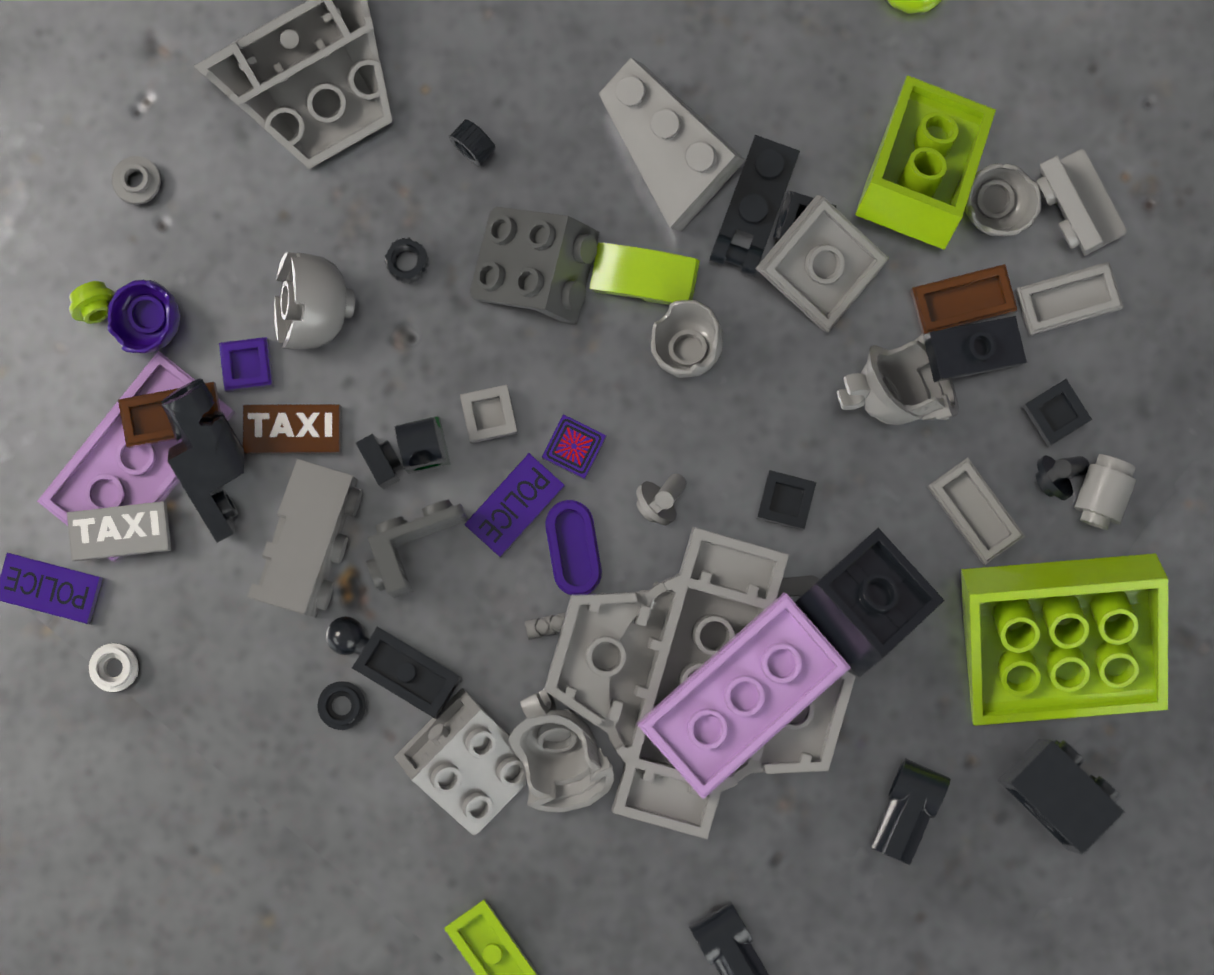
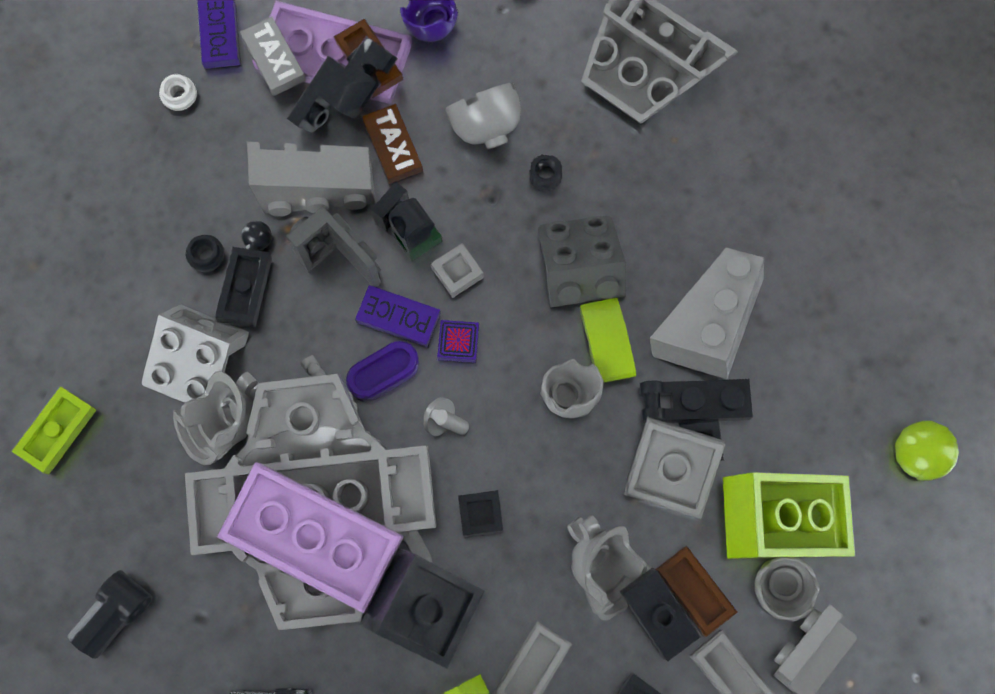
camera: 60 degrees right, 10 degrees down
(246, 364) = (426, 97): dark purple tile -> none
(472, 142) = (650, 181): black axle -> none

